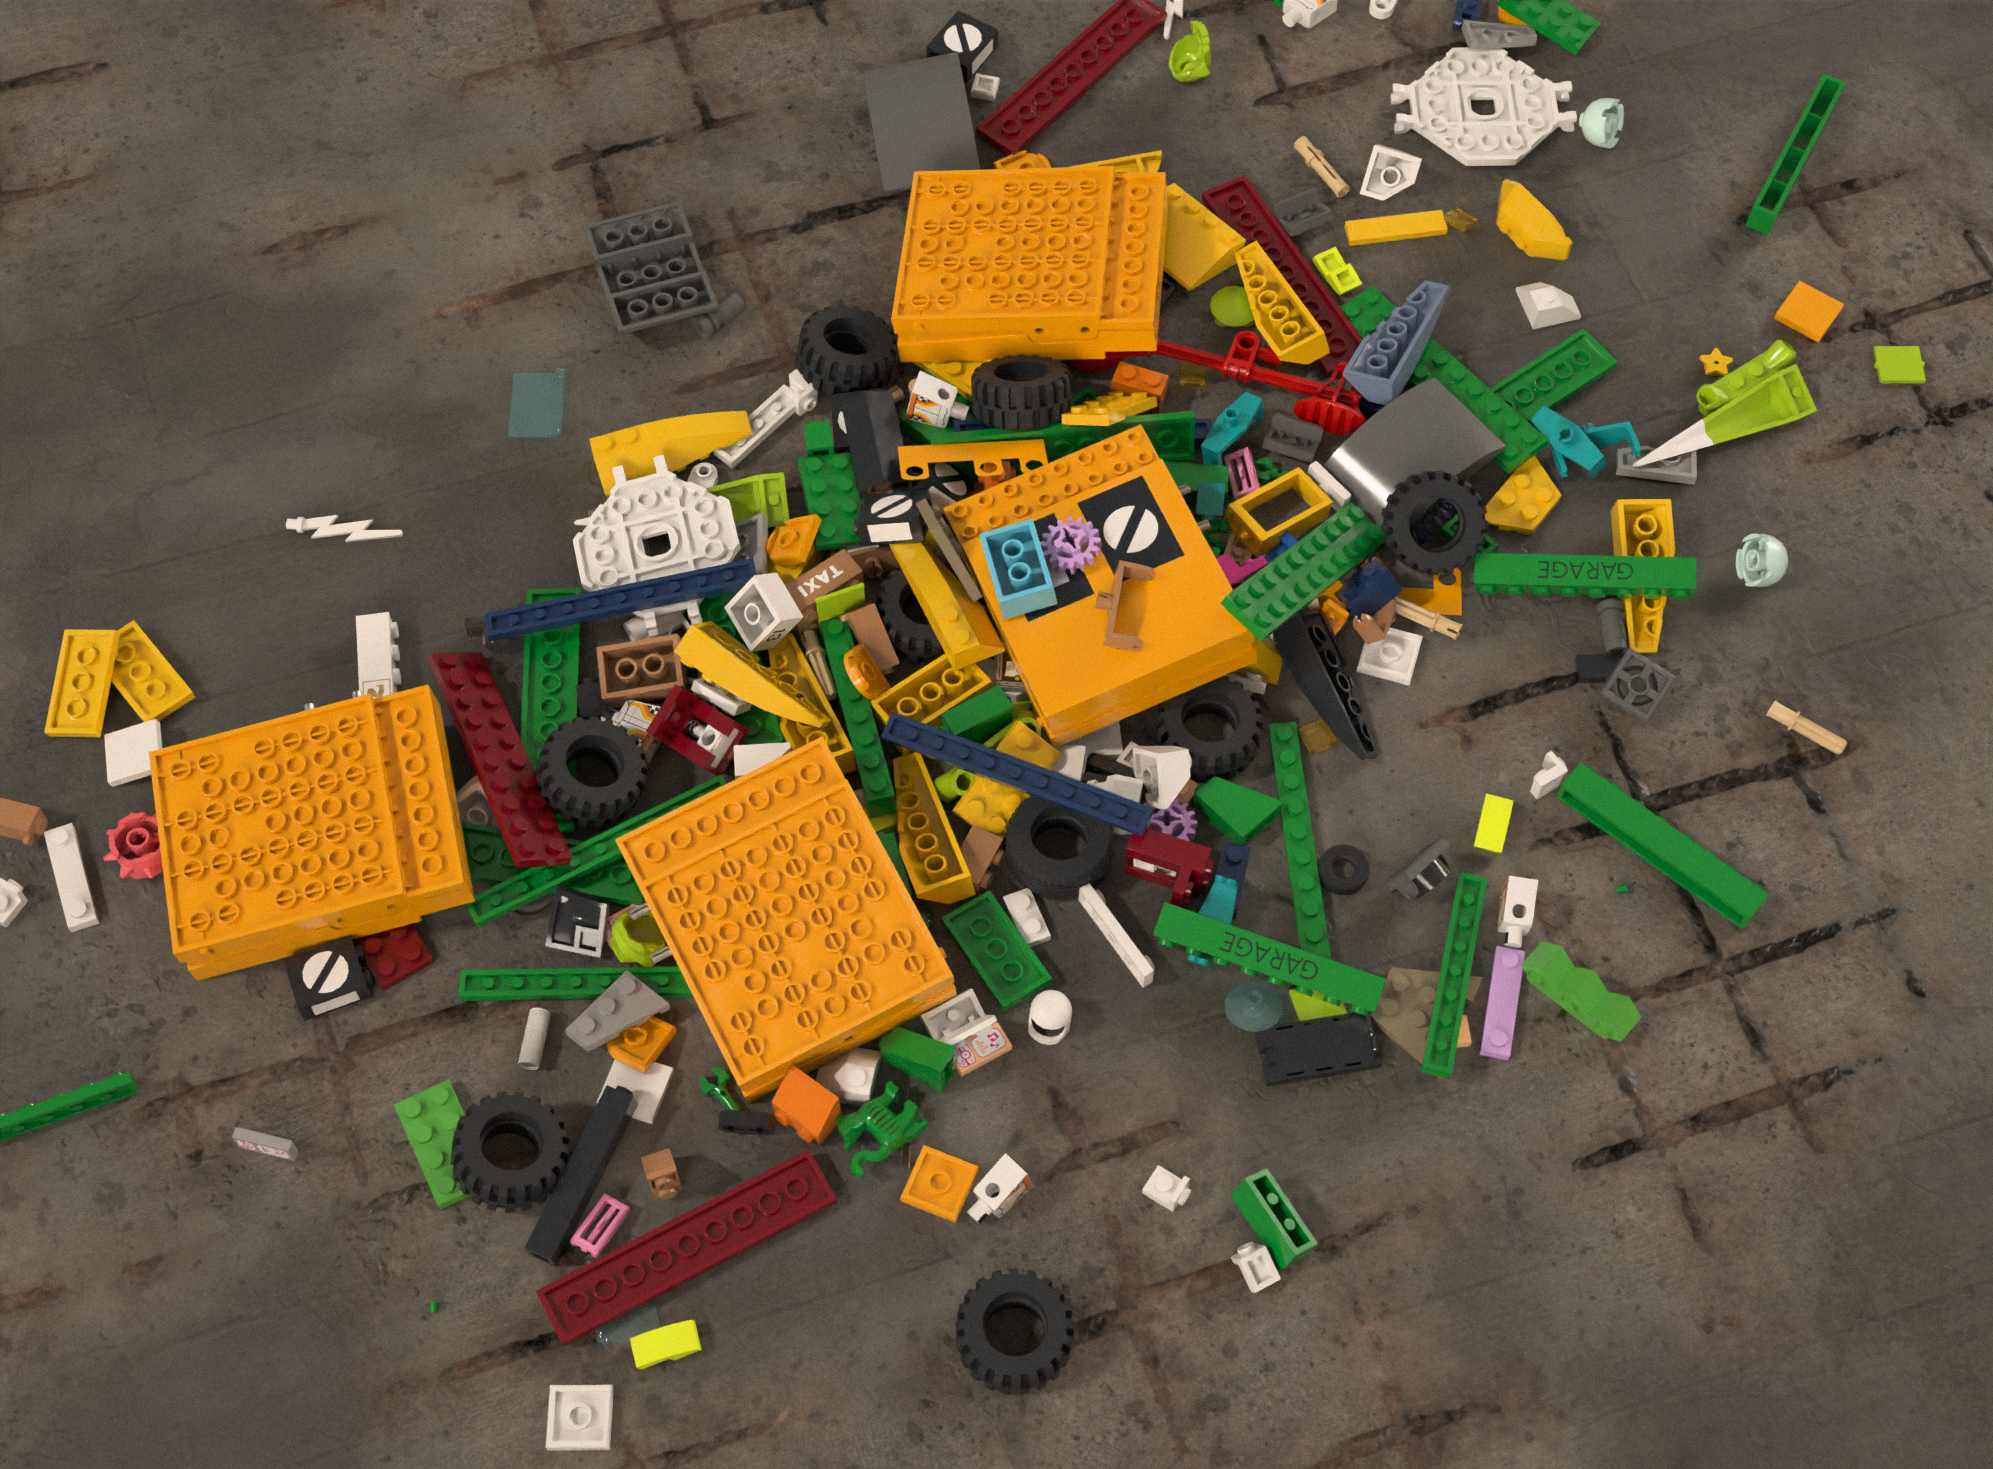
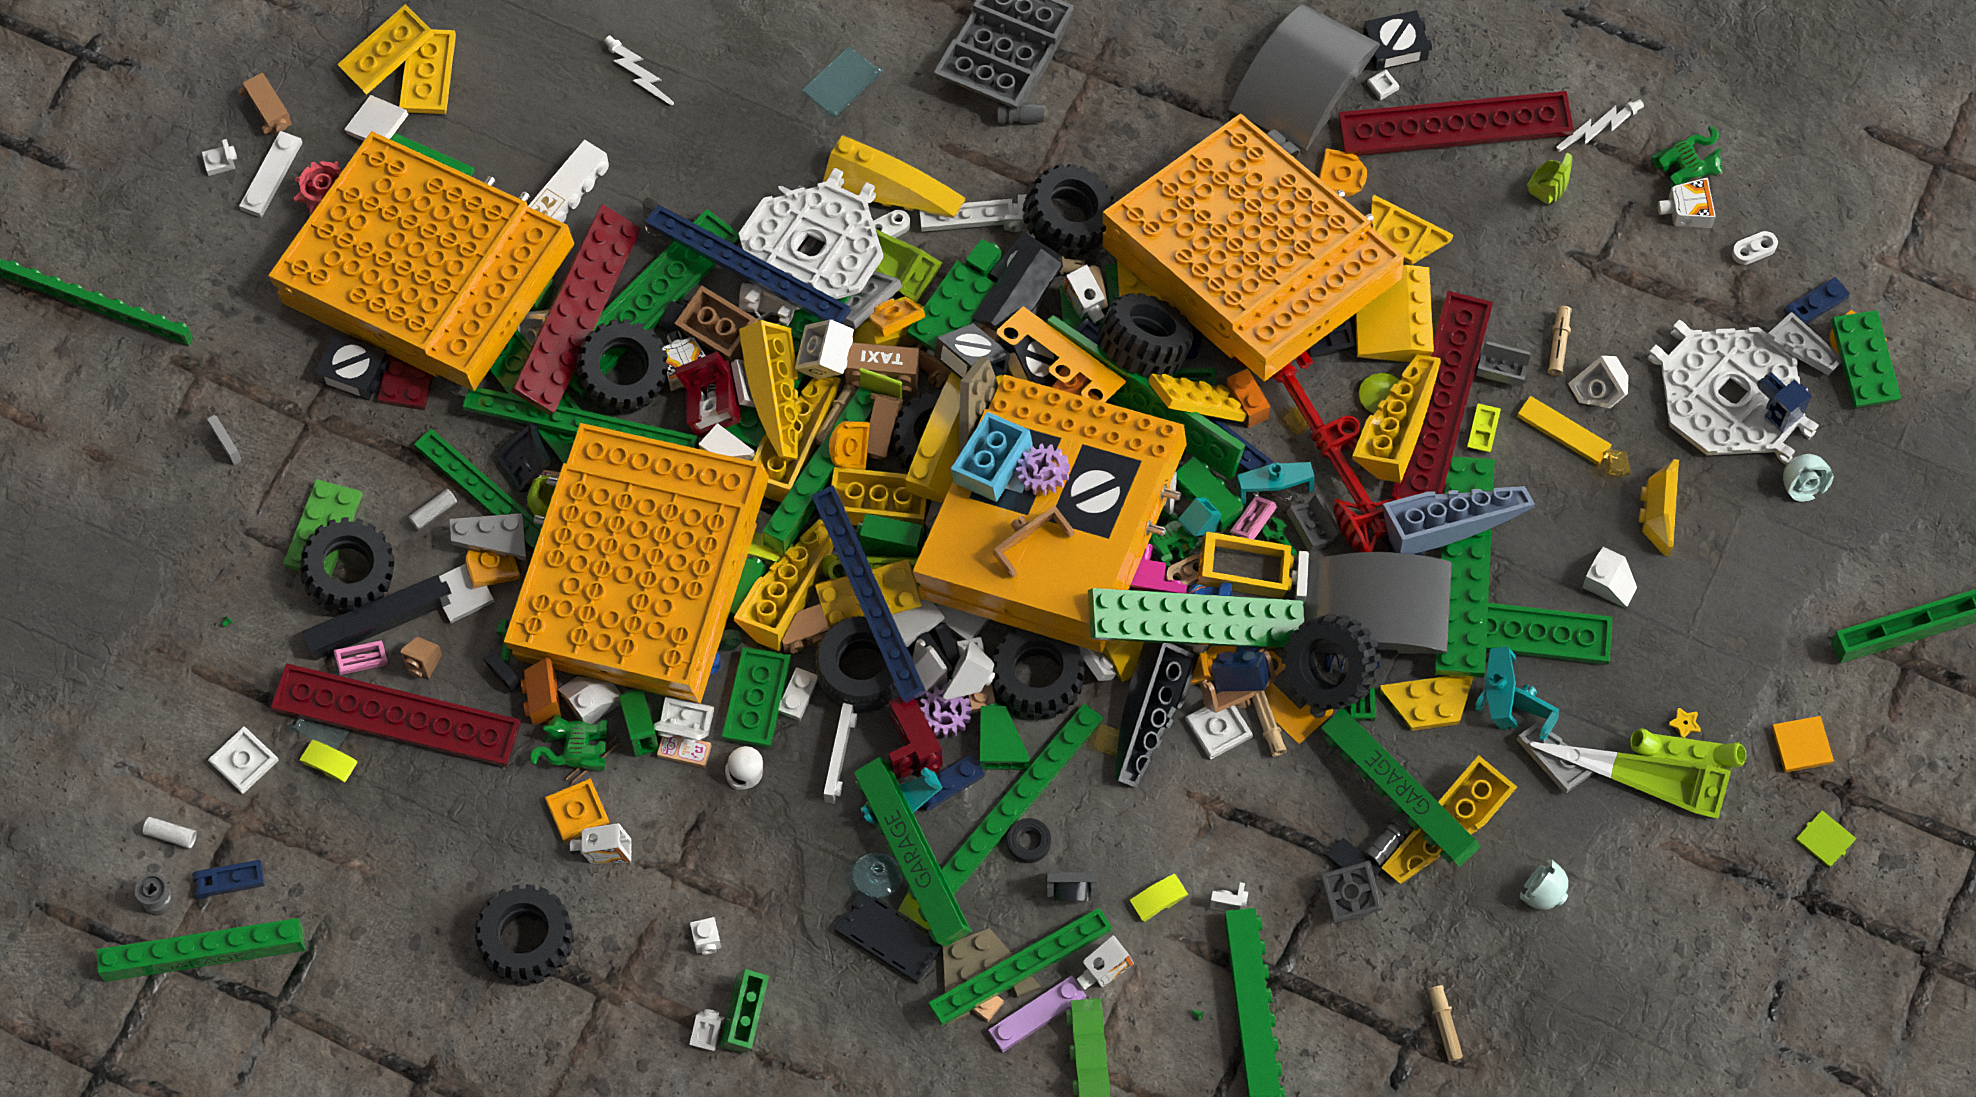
camera: 45 degrees right, 5 degrees up
(1538, 76) = (1785, 402): none -> dark blue brick

